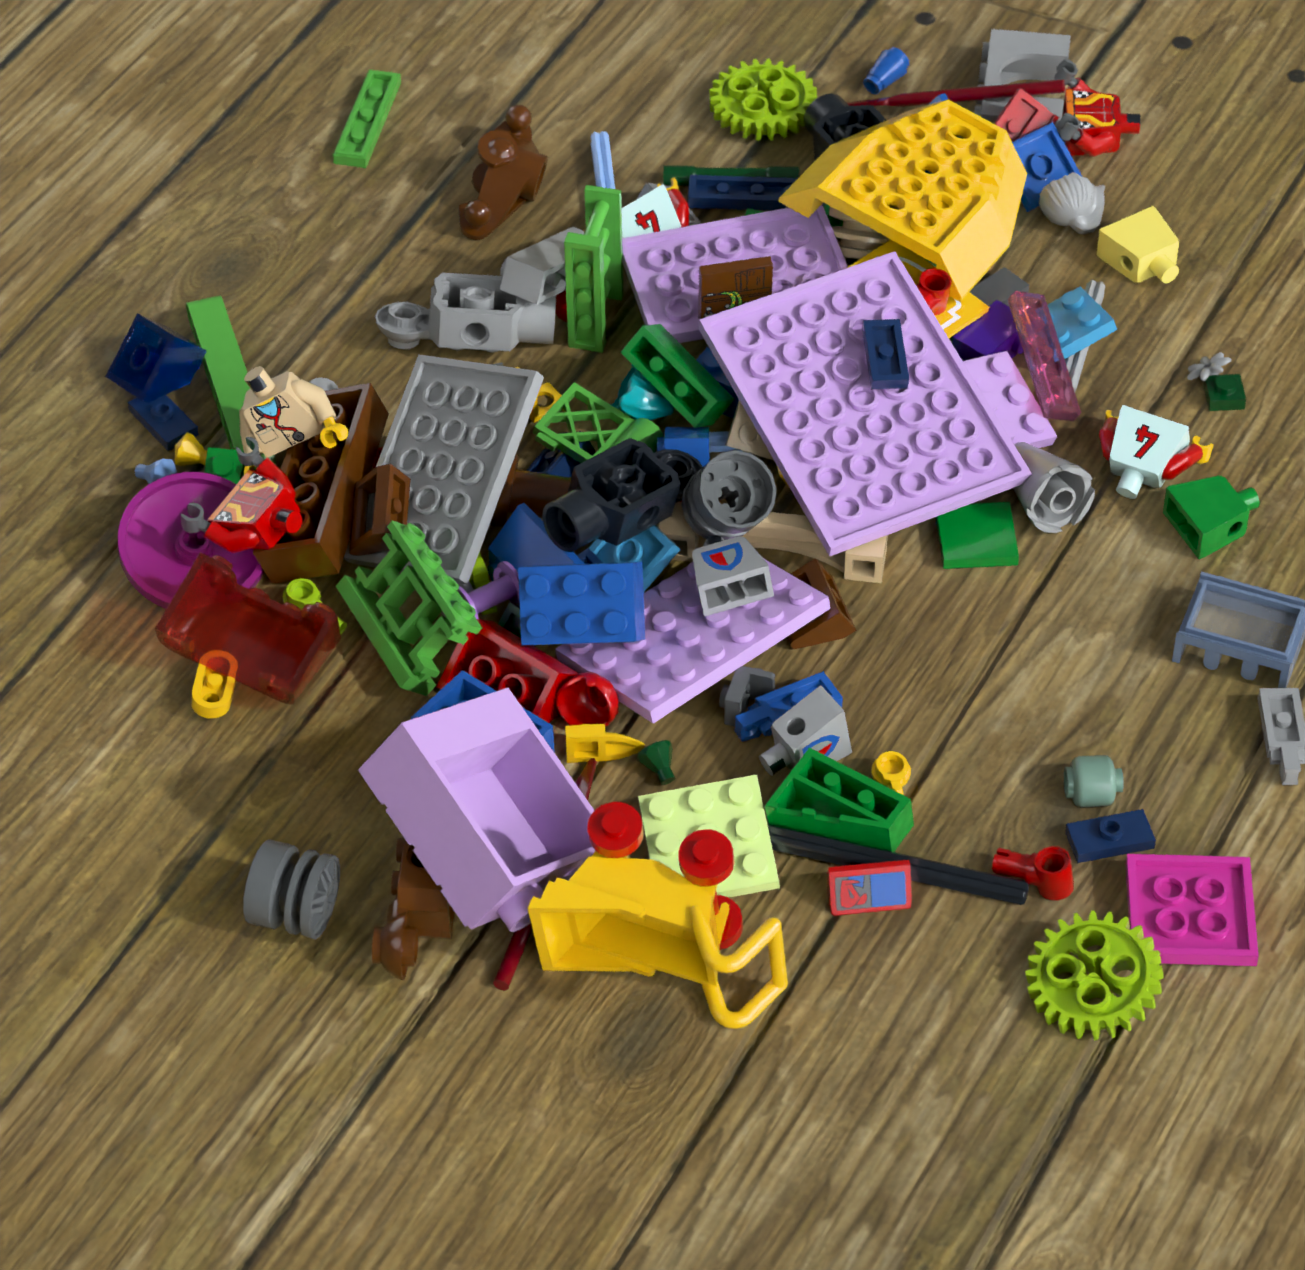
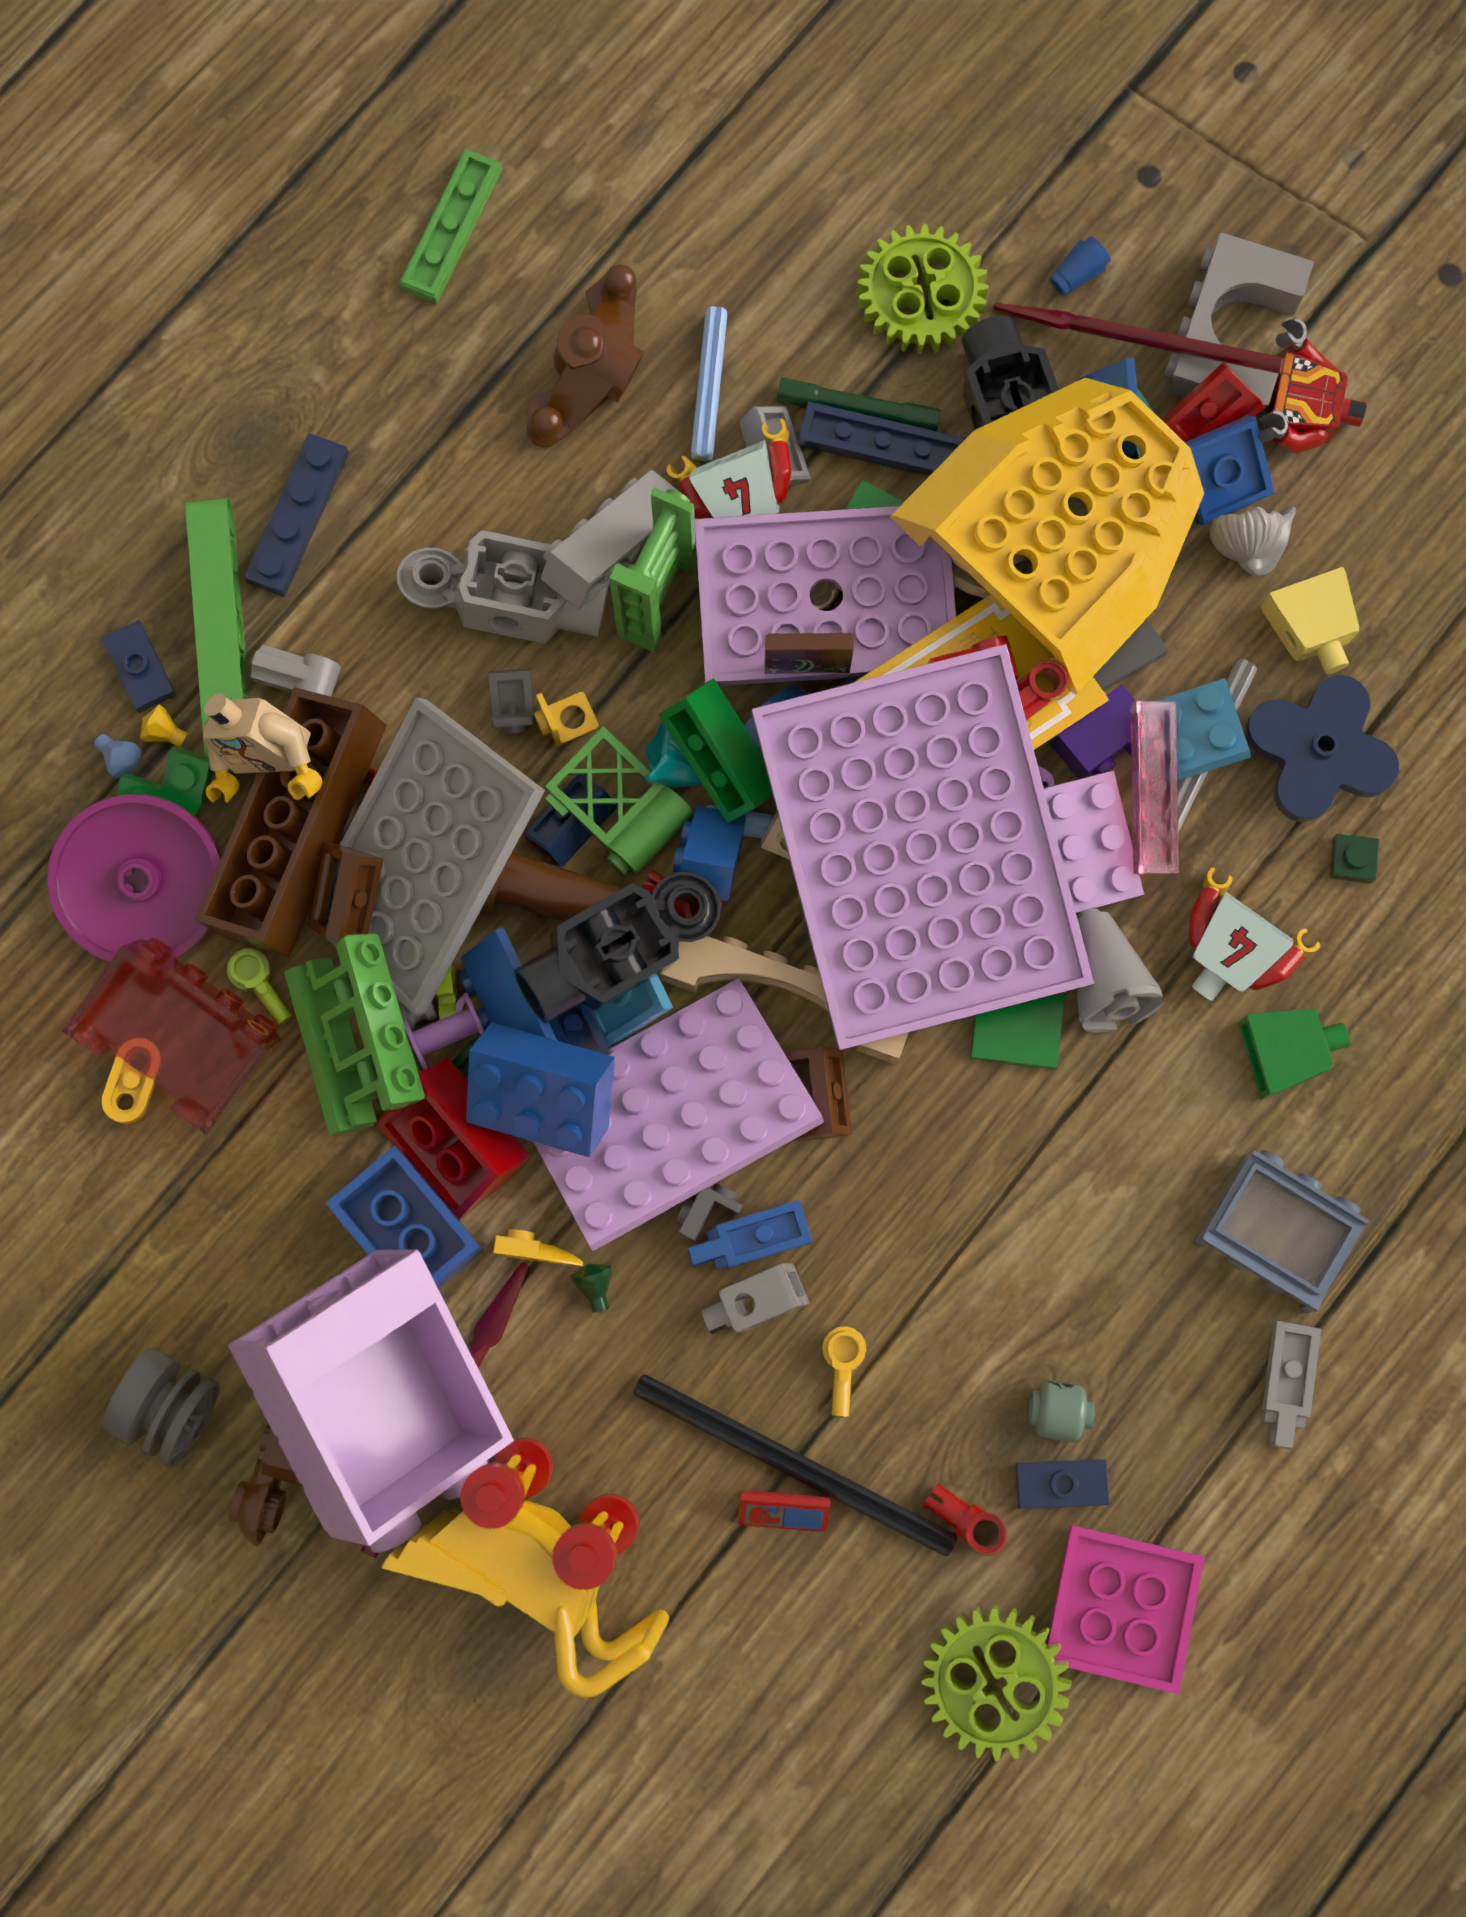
camera: 10 degrees right, 30 degrees up
(154, 360) = (137, 588): clear blue slope -> none
(253, 512) = (201, 873): red torso -> none
(278, 307) = (296, 515): none -> dark blue plate
(587, 700) = (531, 1191): red hair -> none
(724, 806) = (622, 1417): yellowish green plate -> none
(730, 574) = (714, 1065): light grey torso -> none
(738, 479) = (748, 987): dark grey wheel -> none
(840, 804) = (772, 1402): green wedge -> none
(885, 354) = (959, 802): dark blue plate -> none
(1174, 322) = (1307, 773): none -> dark blue plant
(1208, 367) = (1345, 821): light grey plant -> none

